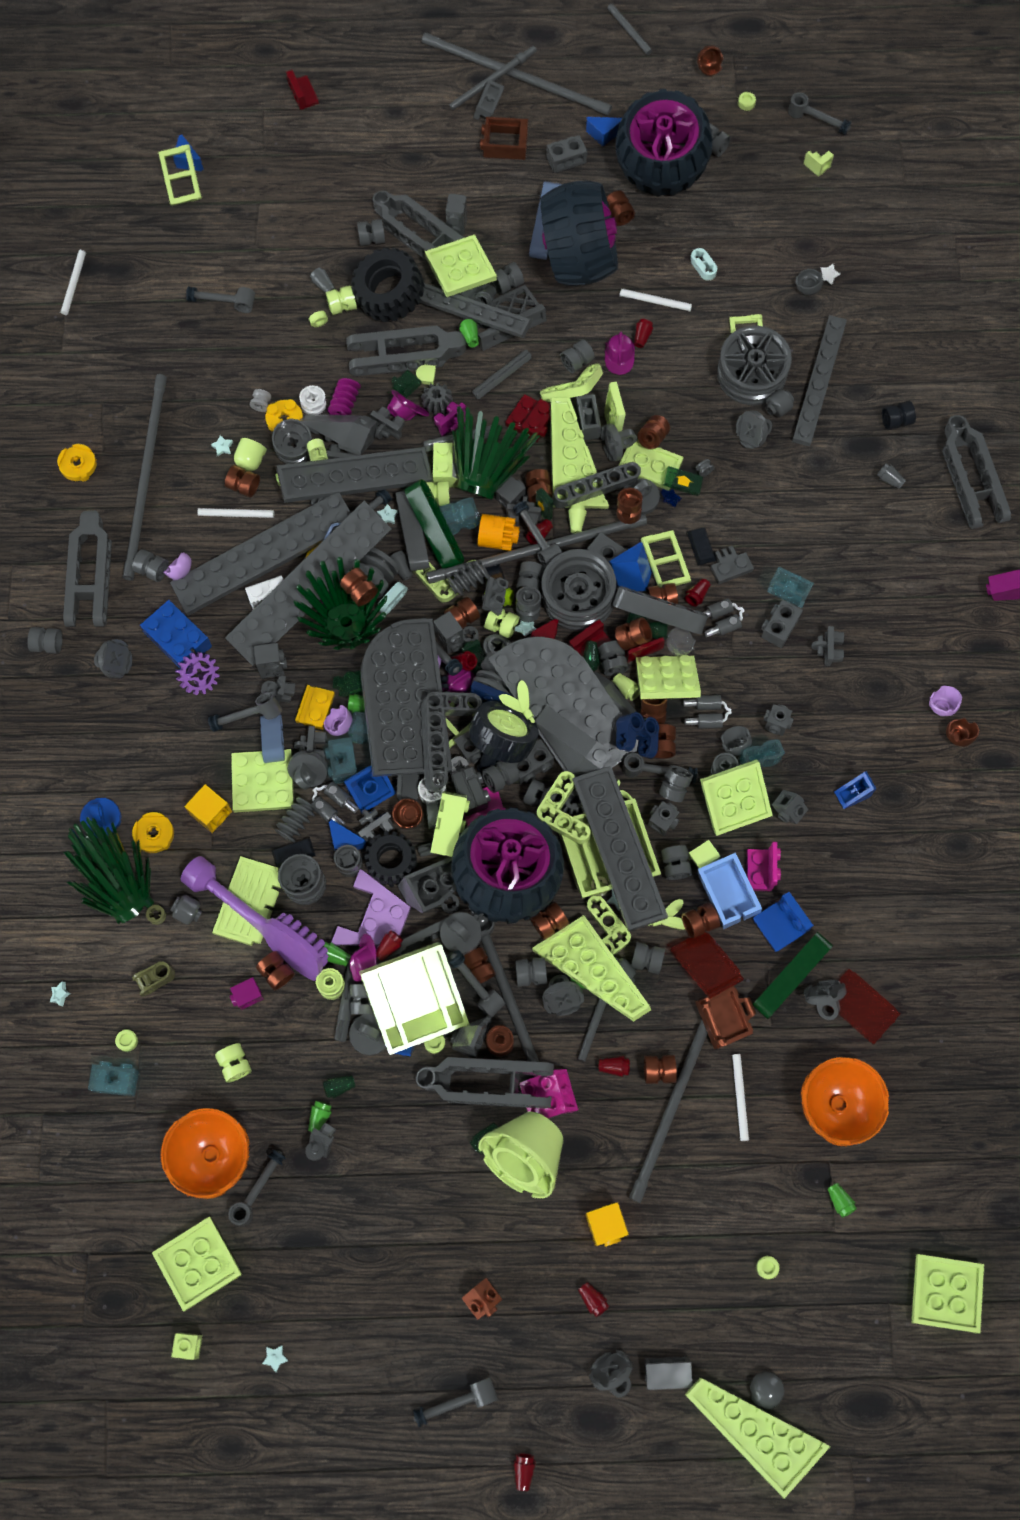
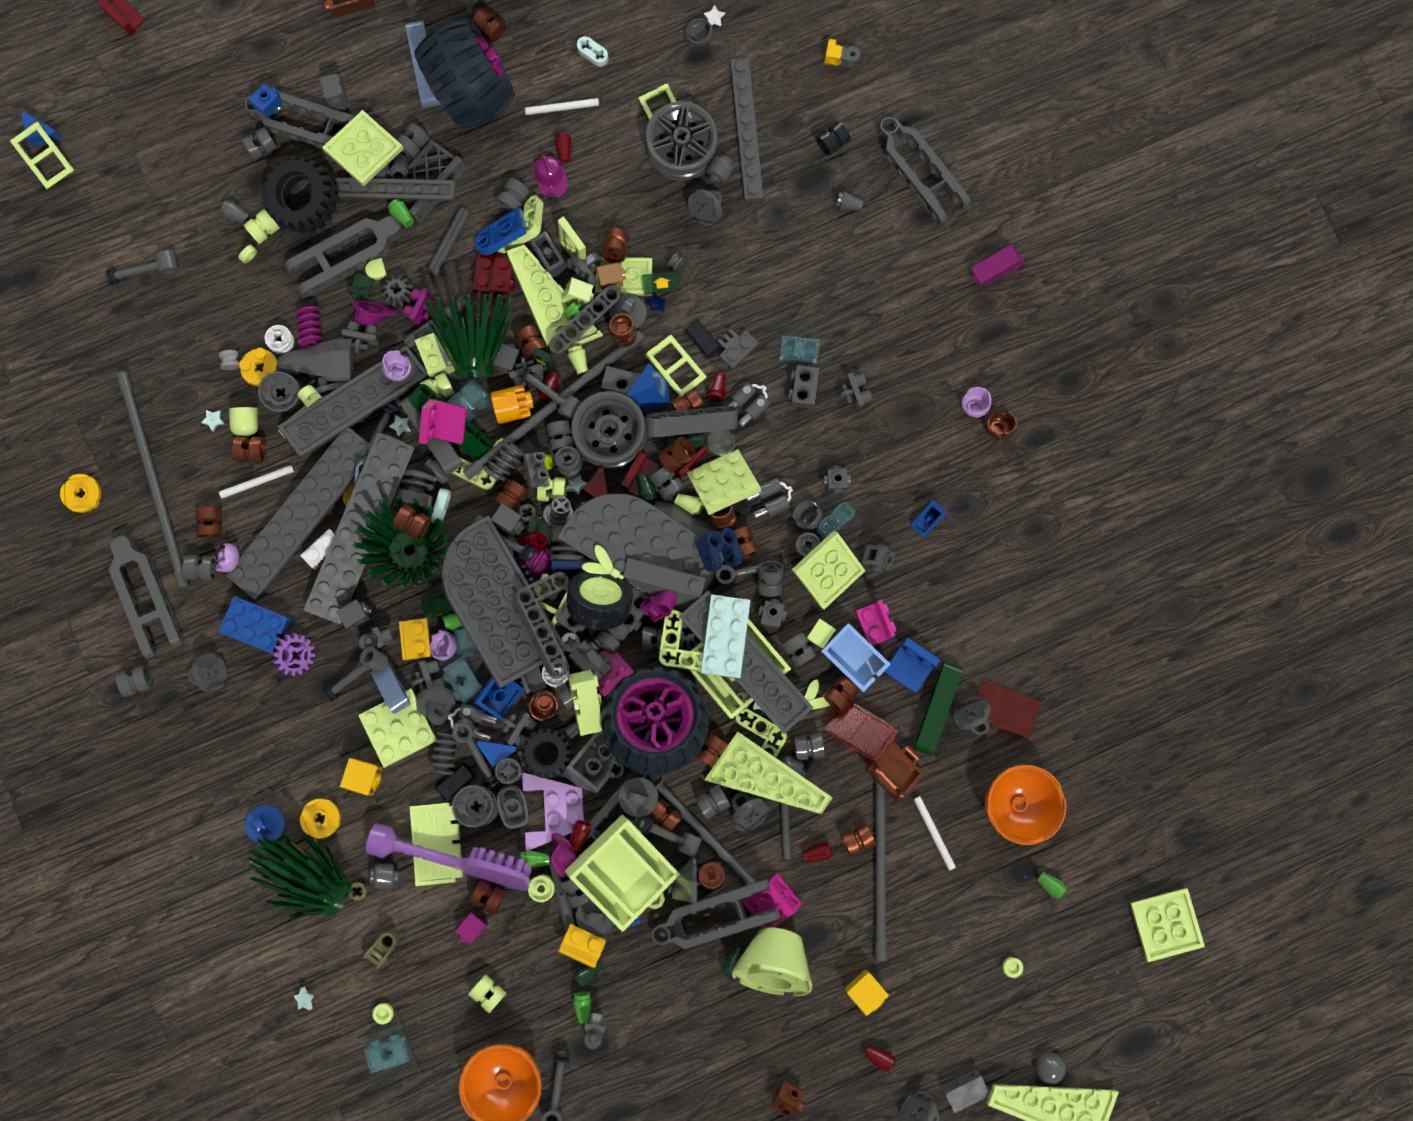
camera: 30 degrees left, 10 degrees up
(177, 528) = (208, 515): none -> copper wheel
(327, 862) = (490, 779): none -> dark grey piece
(336, 895) = (512, 806): none -> dark grey piece
(344, 1055) = (582, 946): none -> yellow plate
(393, 197) = (265, 100): none -> blue brick
(406, 457) = (395, 366): none -> lavender hair
(426, 518) = (442, 422): none -> dark pink bracket
(505, 637) = (560, 503): none -> dark grey wheel
(553, 382) = (501, 233): none -> blue tile
(558, 762) = (659, 605): none -> magenta piece
(589, 470) = (572, 310): none -> bright green plate
(601, 458) = (578, 292): none -> yellowish green brick
(609, 814) = (725, 636): none -> light aqua plate
(640, 454) = (611, 275): none -> medium nougat brick
(936, 348) = (841, 55): none -> leg

